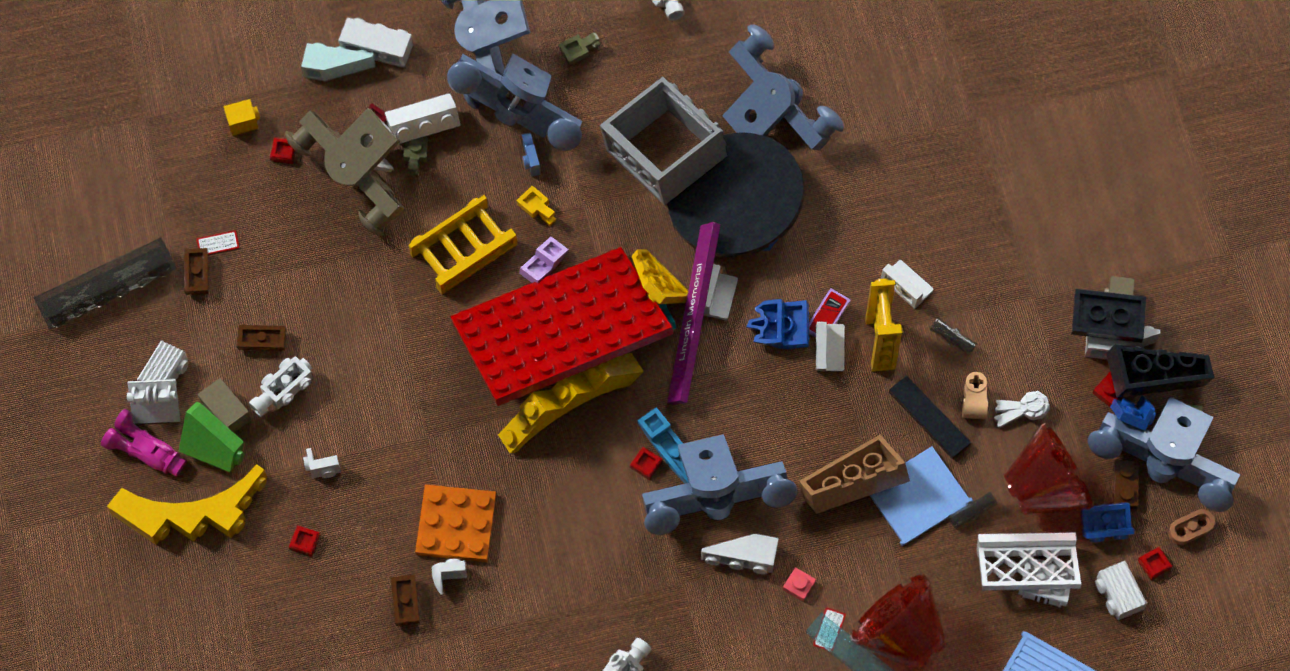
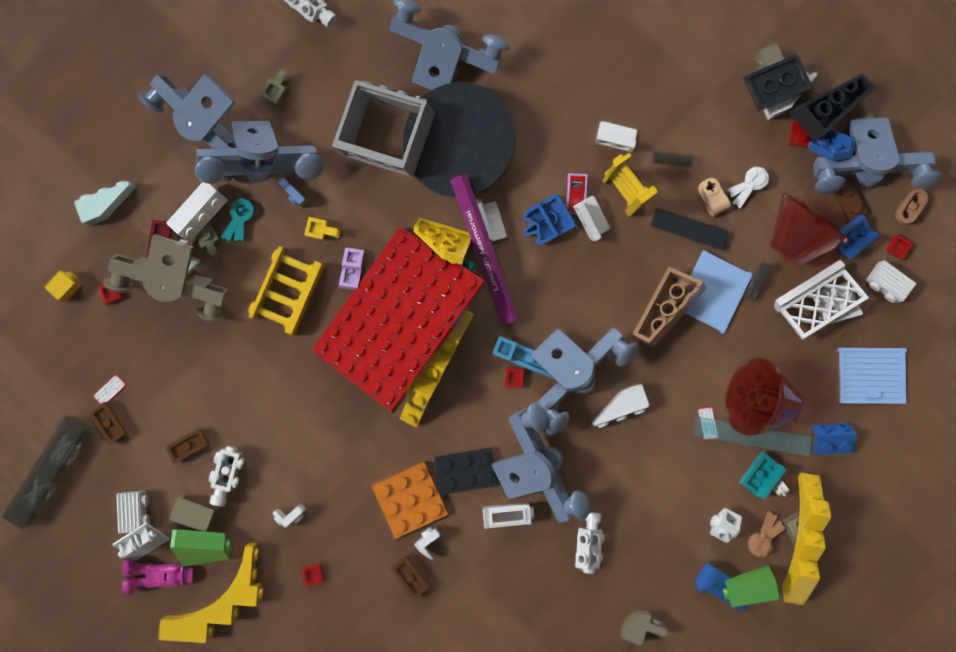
camera: 35 degrees left, 20 degrees up
(385, 43) = (124, 167): white brick -> none
(466, 145) = (241, 211): none -> teal piece
(534, 527) = (465, 471): none -> black plate
(549, 595) = (507, 515): none -> white window
(614, 557) = (538, 467): none -> sand blue piece
(799, 584) = (670, 404): coral plate -> none

